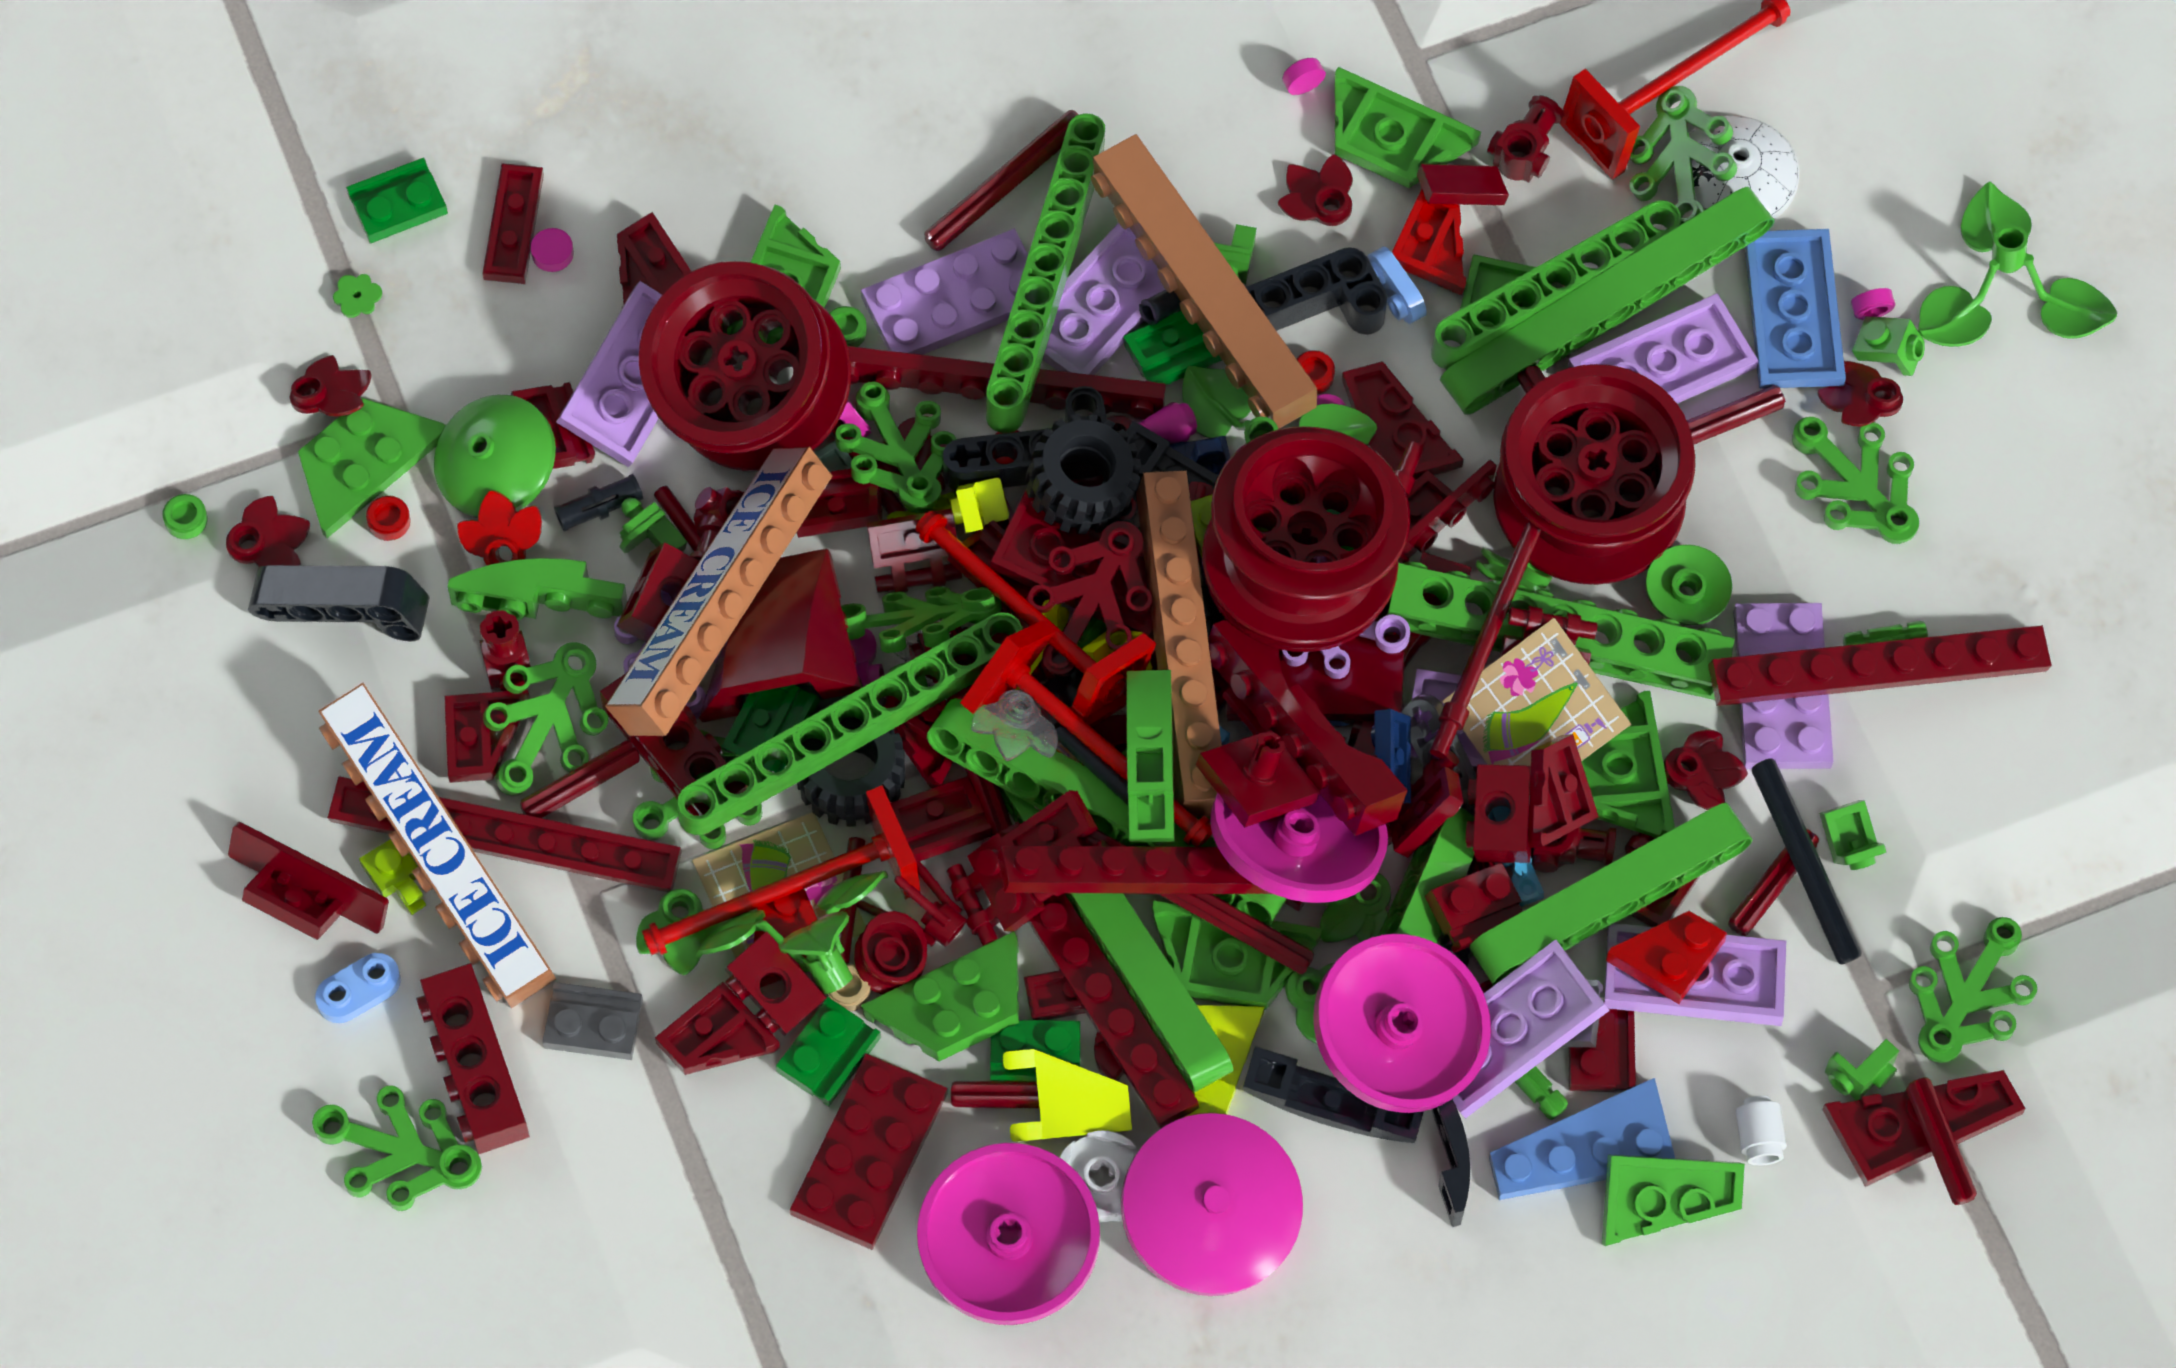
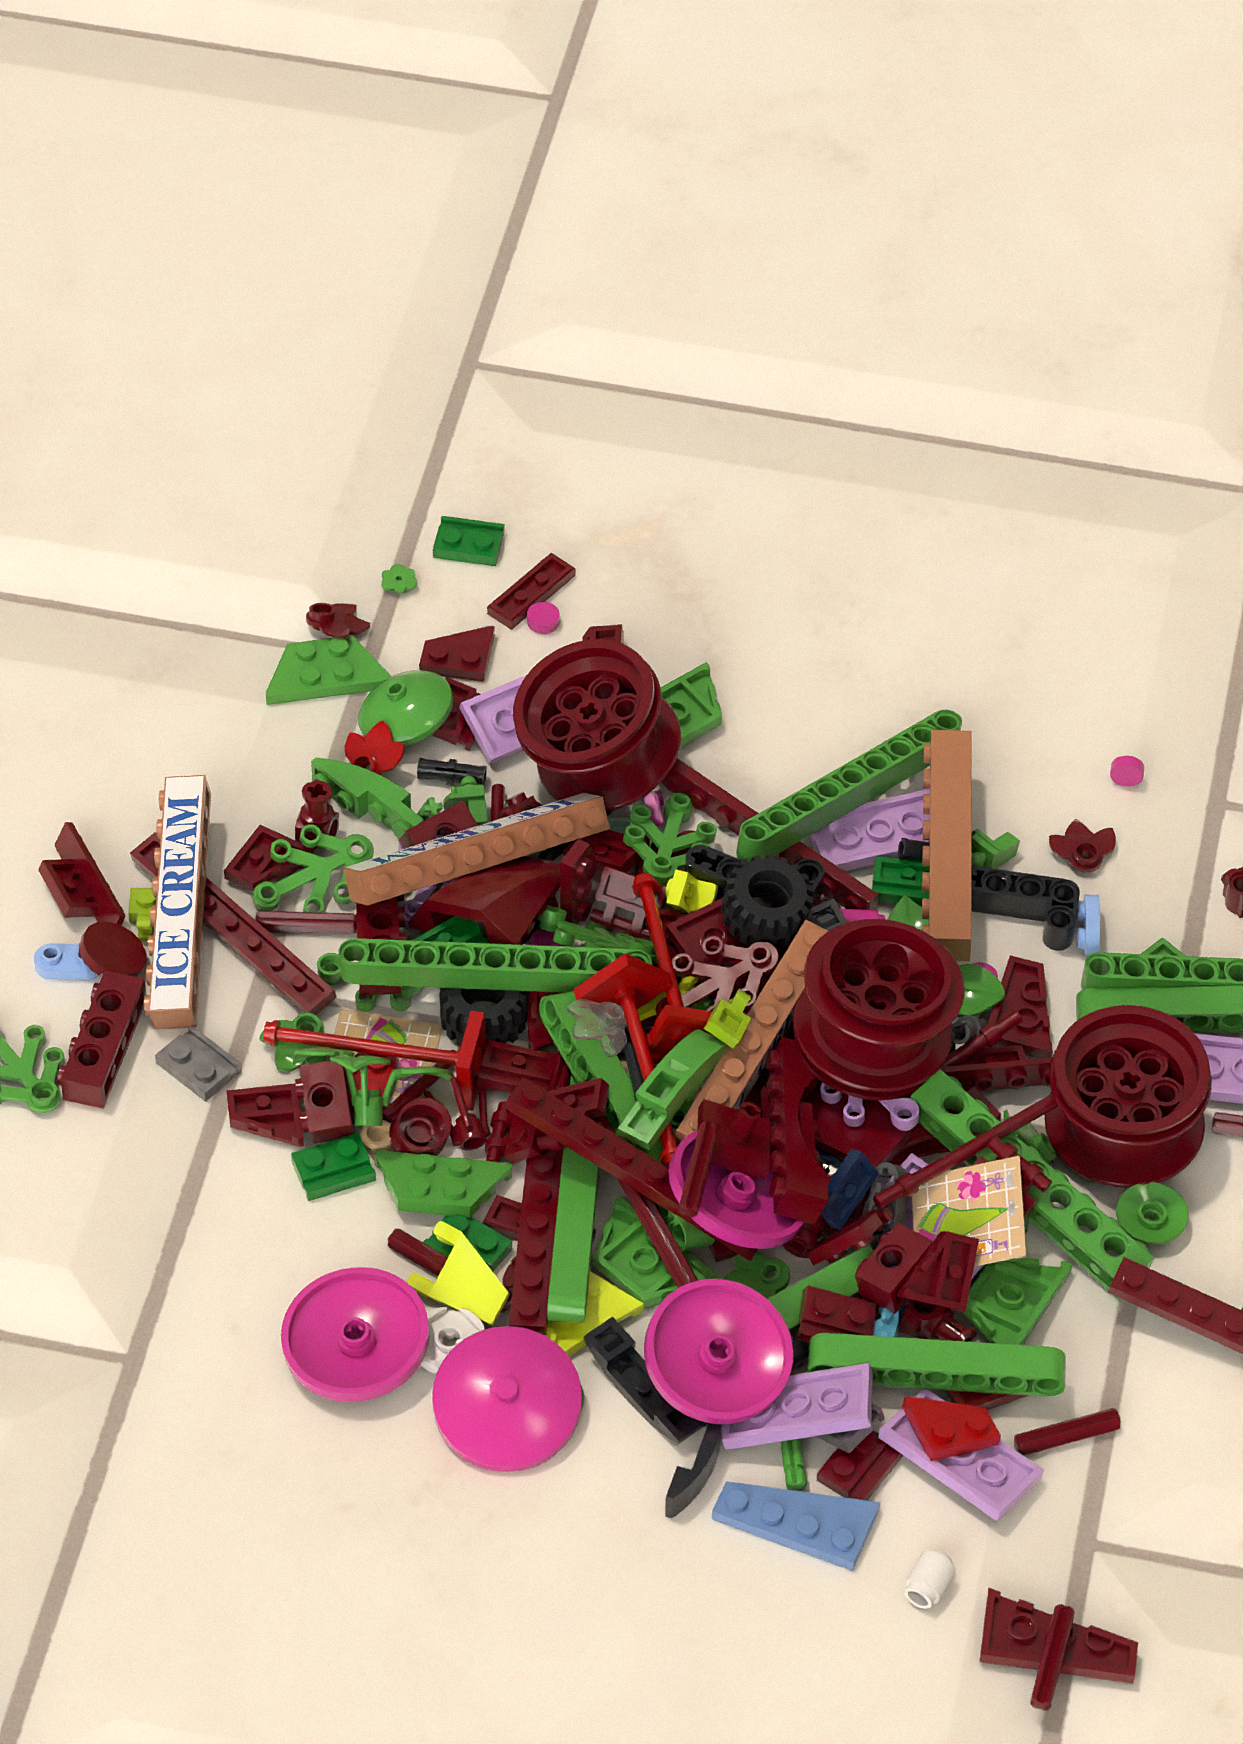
camera: 35 degrees right, 15 degrees down
(185, 516) = (189, 644): bright green tile -> none
(274, 535) = (228, 681): dark red plate -> none
(341, 595) = (245, 732): black beam -> none
(388, 518) = (313, 712): red tile -> none
(403, 948) = (112, 949): none -> dark red tile
(495, 351) = (459, 654): none -> dark red wing
(623, 570) = (430, 808): none -> bright green axle
(851, 324) = (697, 757): bright green tile -> none
(857, 564) = (578, 881): none -> dark red wing
(869, 1151) = (310, 1240): dark red plate -> none
(948, 296) = (770, 774): lavender plate -> none
(998, 184) = (854, 731): dark red axle -> none
(1156, 645) = (728, 1020): none -> lime plate
(1266, 843) = (698, 1169): none -> dark red axle
(1319, 369) = (993, 949): red tile -> none
(1393, 132) = (1165, 837): bright green wing -> none
(1433, 245) = (1137, 913): red wing -> none
(1462, 184) = (1185, 889): dark red tile -> none
(1666, 1192) = (828, 1577): bright green wing -> none
(1709, 768) = (1077, 1335): dark red plate -> none
(1791, 729) = (1158, 1345): lavender plate -> none
(1806, 861) = (1097, 1427): black axle -> none
(1851, 835) = (1146, 1432): bright green bracket -> none
(1875, 1071) = (1039, 1587): bright green bracket -> none
(1968, 996) = (1154, 1584): bright green plant -> none

